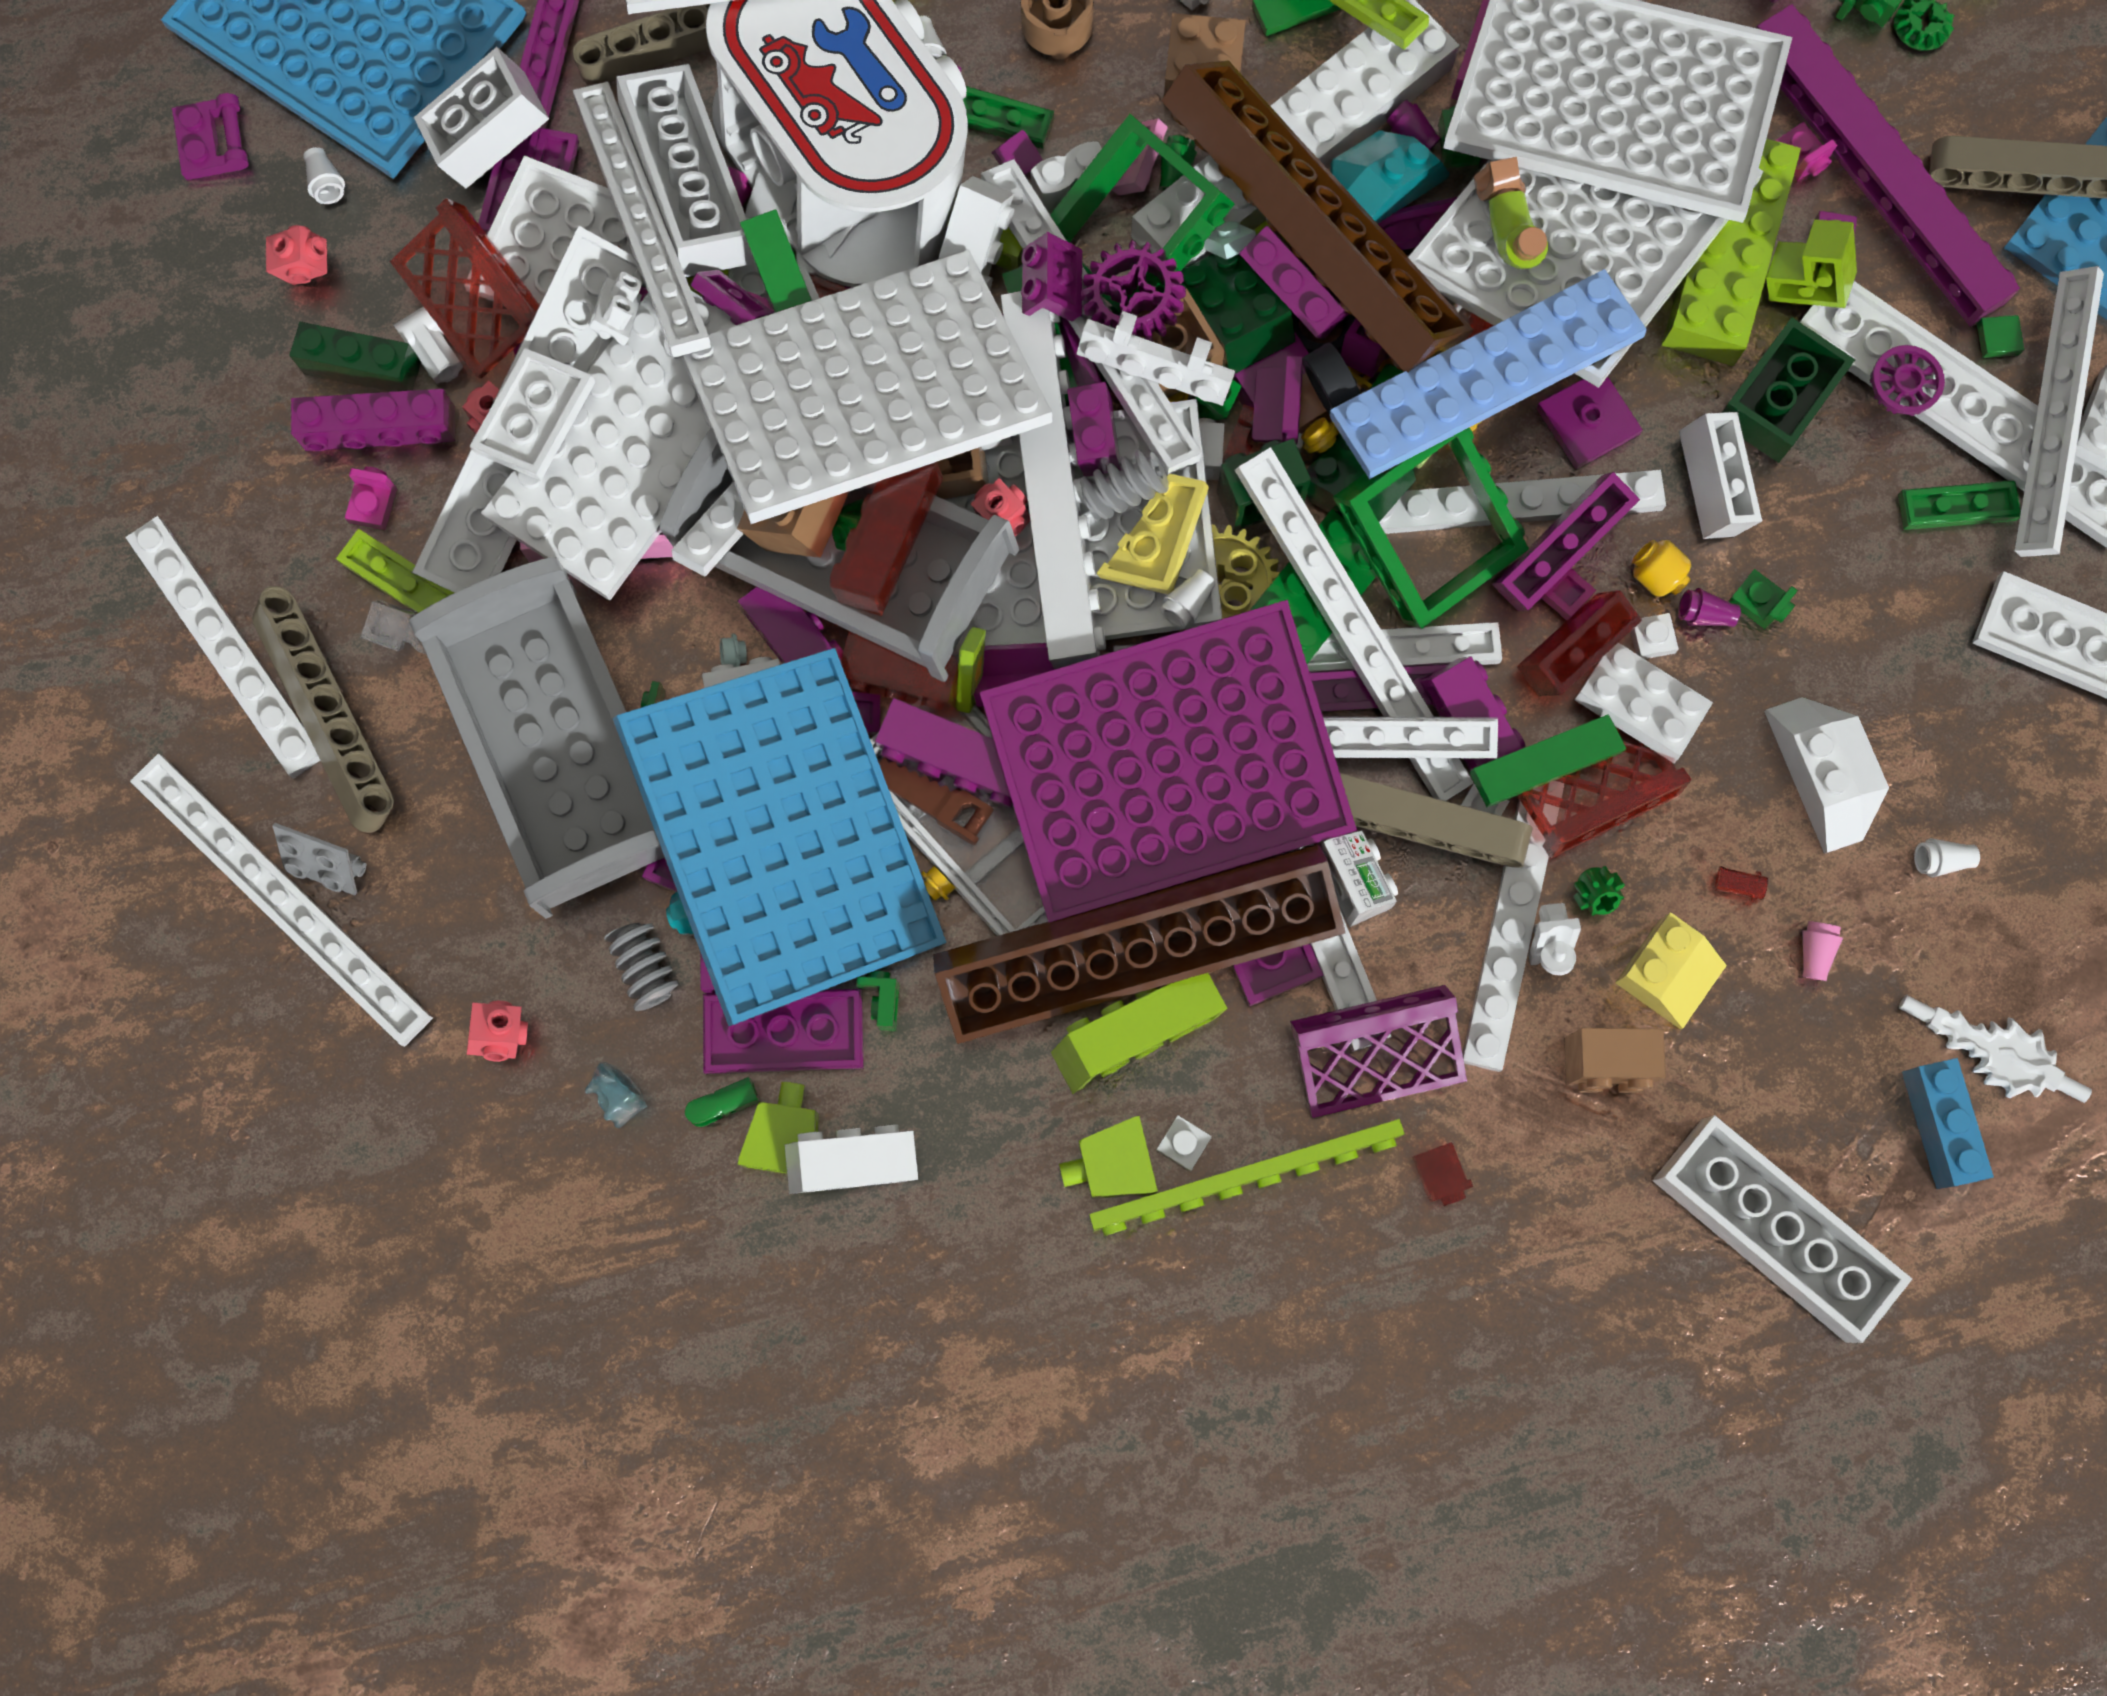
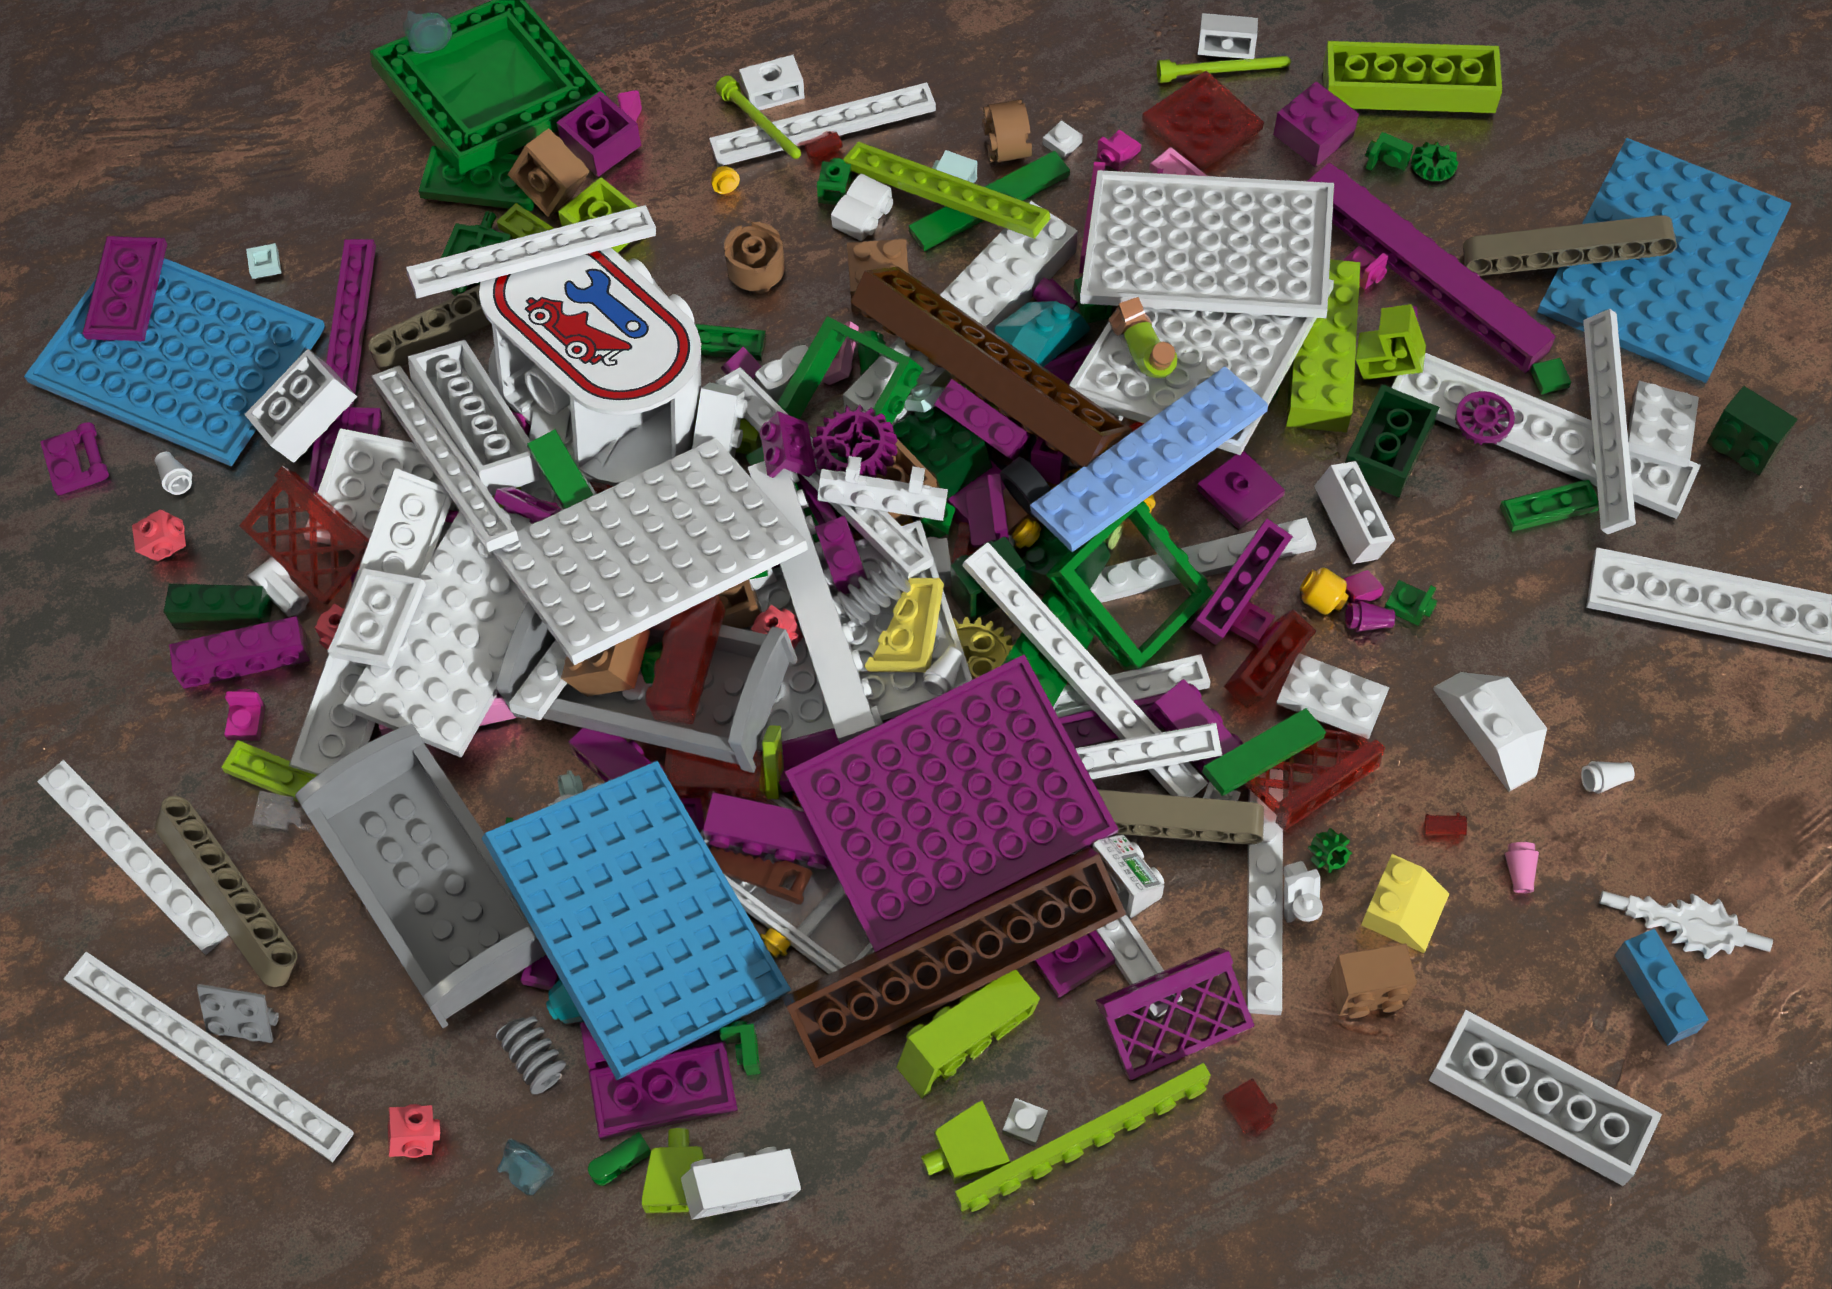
camera: 10 degrees left, 15 degrees down
(617, 308) = (435, 526): white hips -> none
(1654, 636) = (1330, 645): white plate -> none
(1709, 570) = (1363, 587): none -> dark pink slope

